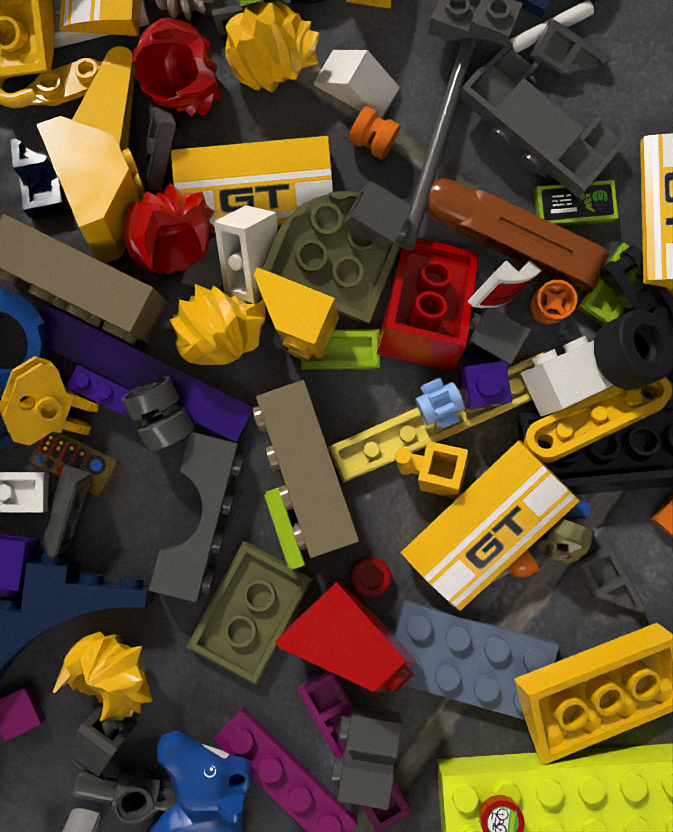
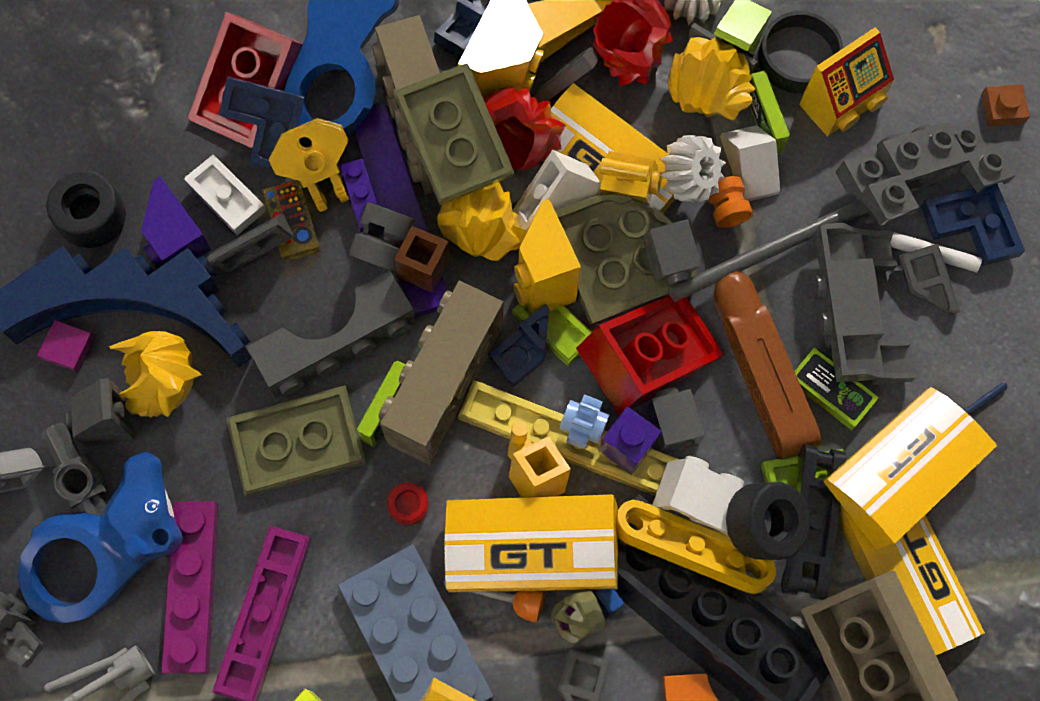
camera: 40 degrees right, 15 degrees down
(132, 286) = (453, 133): none -> olive tile
(205, 401) = (422, 259): none -> reddish brown brick
(291, 186) = (630, 176): none -> yellow brick
(331, 134) = (692, 168): none -> white gear
(332, 30) = (766, 110): none -> lime tile
(339, 389) = (523, 349): none -> dark blue slope
(350, 642) = (346, 517): red slope -> none
(368, 756) = (268, 618): dark grey brick -> none
(504, 285) = (715, 385): white slope -> none
(559, 297) = (747, 430): orange wheel -> none

